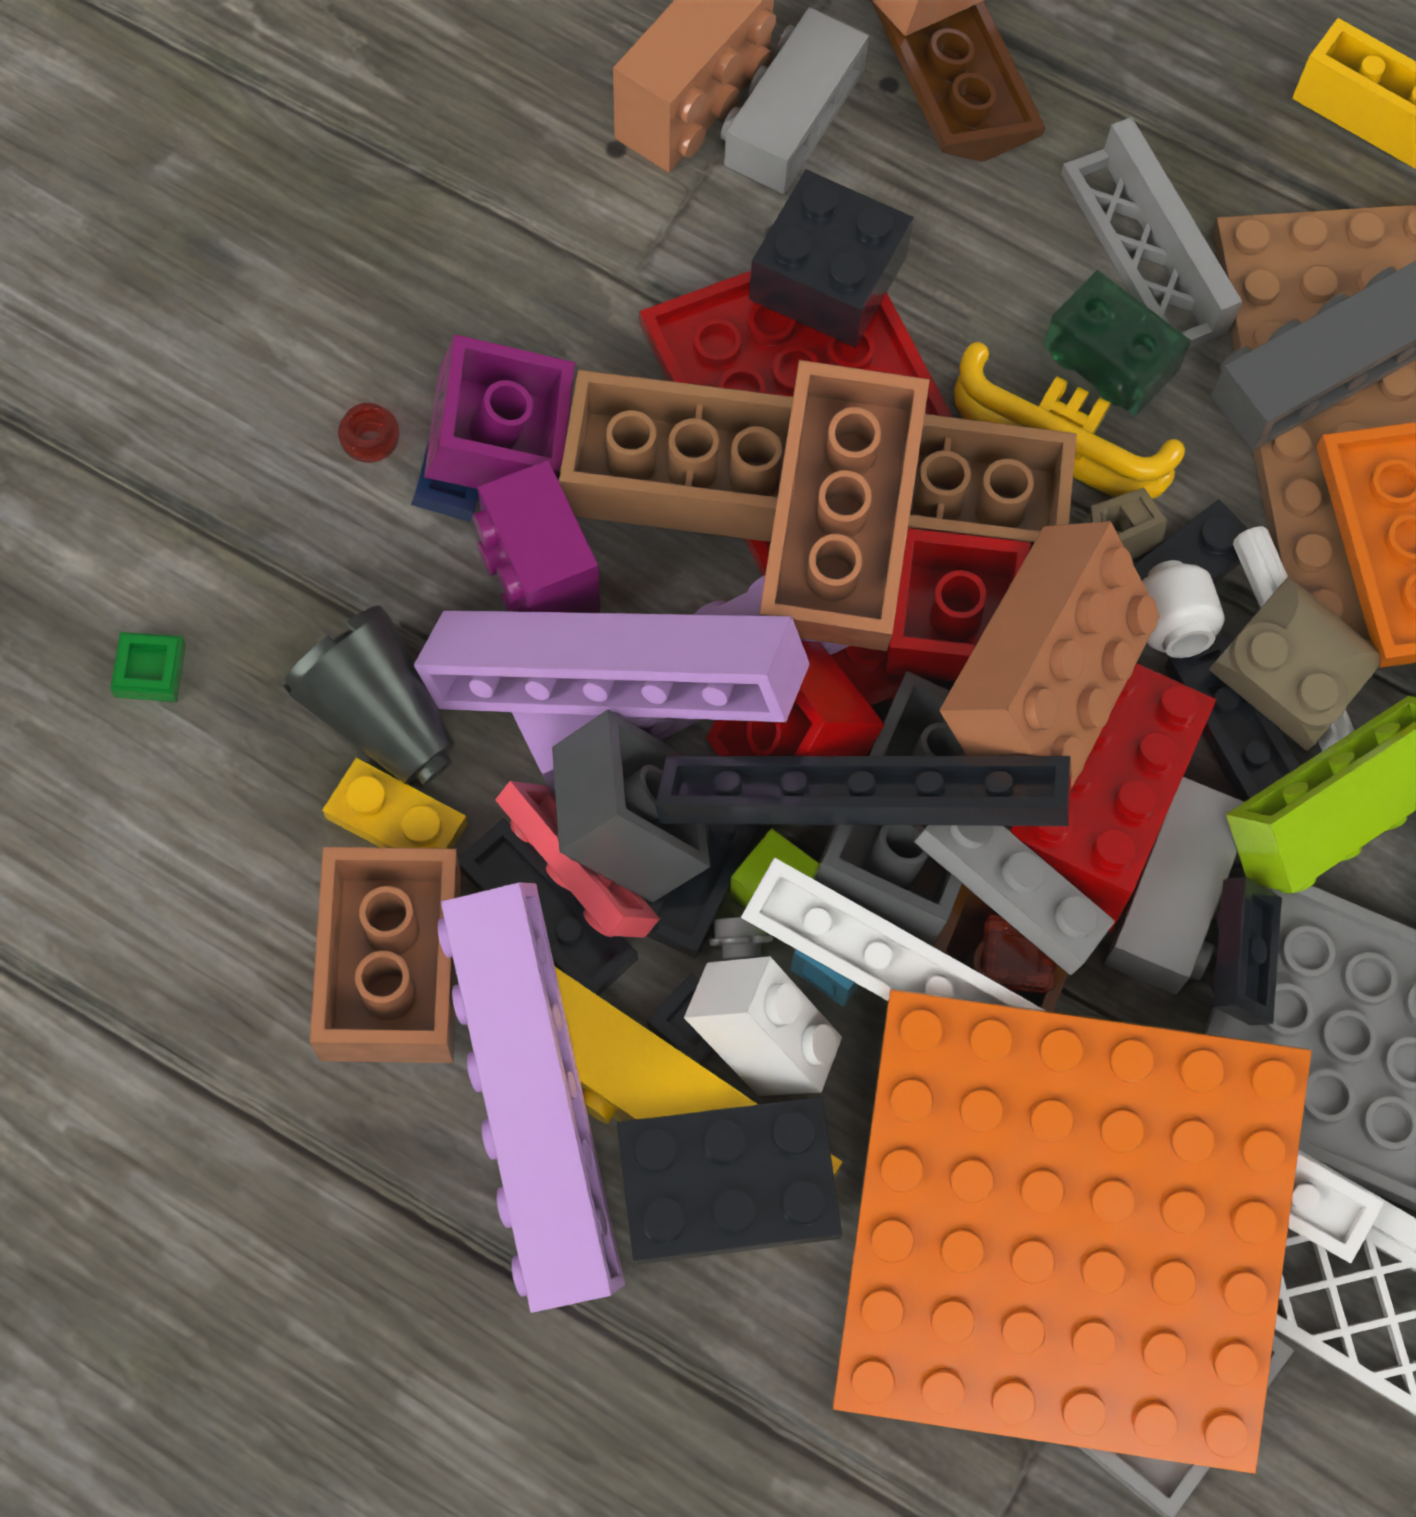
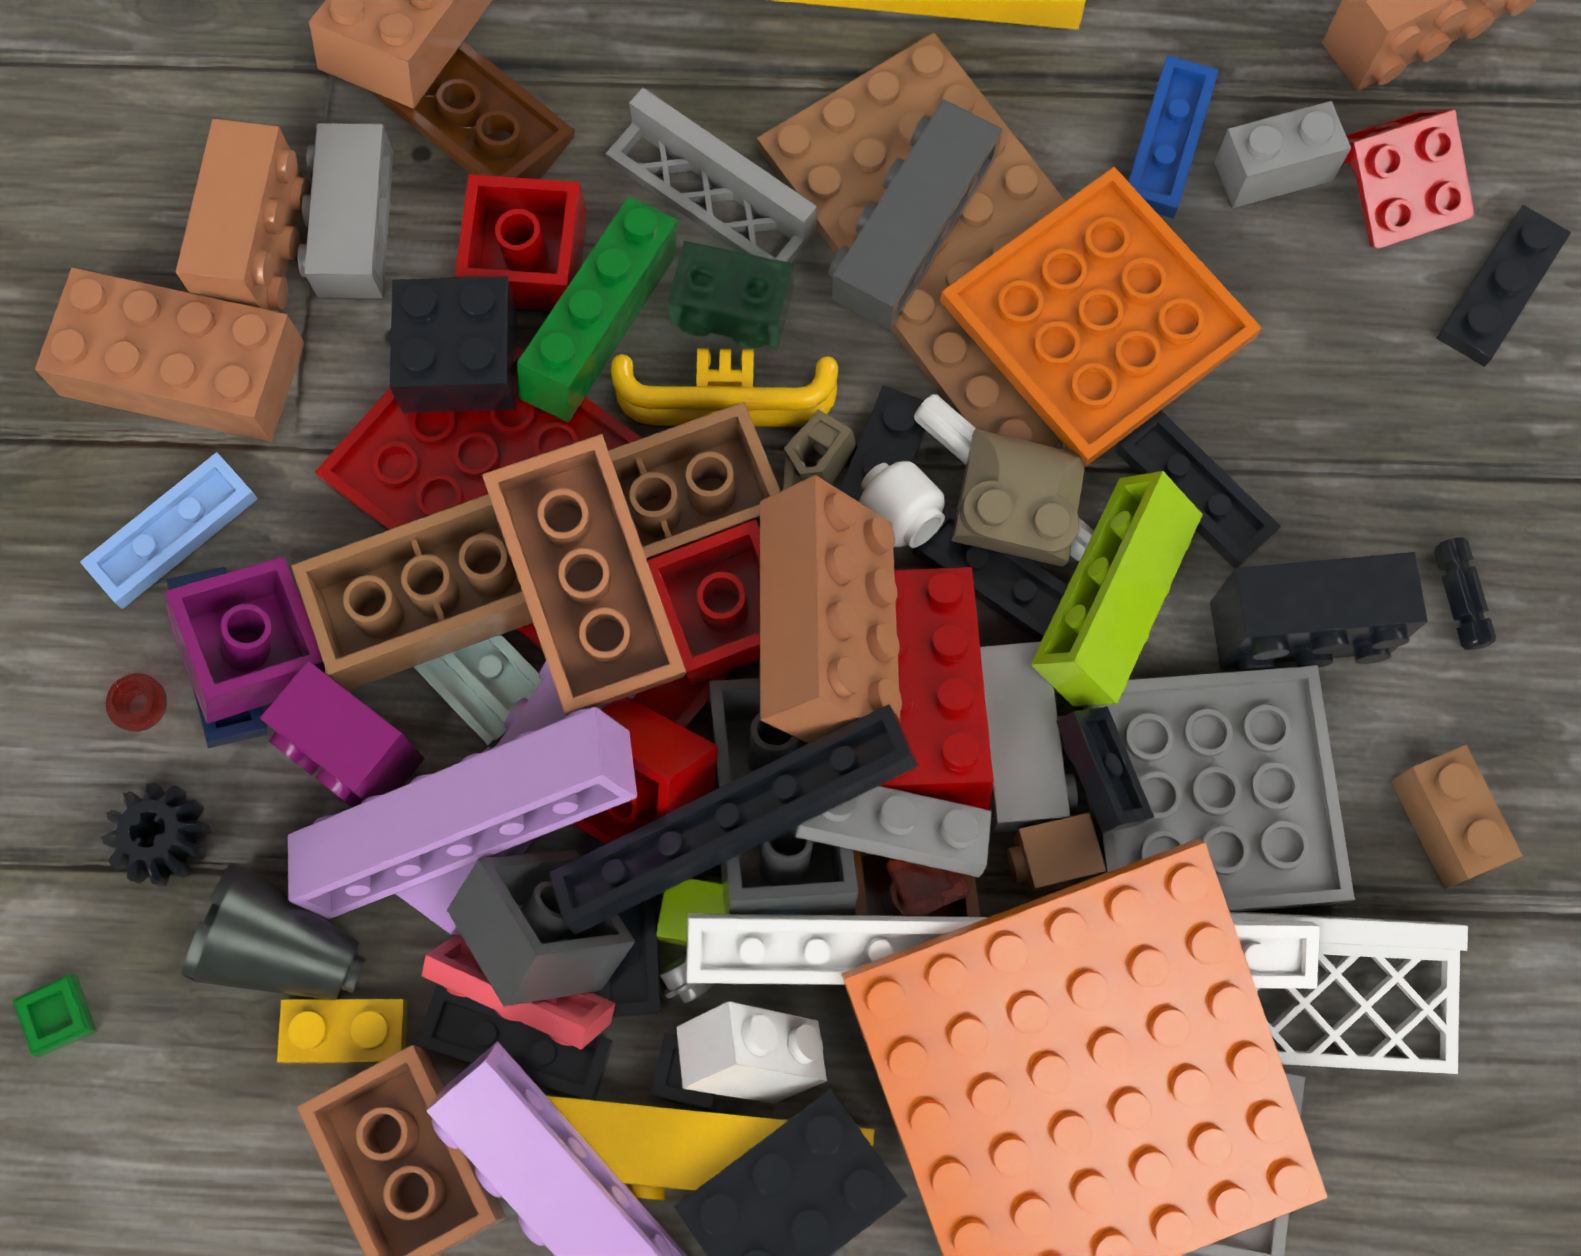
camera: 25 degrees left, 5 degrees up
(321, 537) = (143, 820): none -> black gear
(481, 298) = (168, 530): none -> light blue plate
(567, 147) = (170, 354): none -> nougat brick
(689, 568) = (482, 684): none -> light aqua plate
(956, 195) = (523, 232): none -> red brick
(981, 292) = (597, 309): none -> green brick
(1157, 1000) = (1055, 854): none -> medium nougat brick

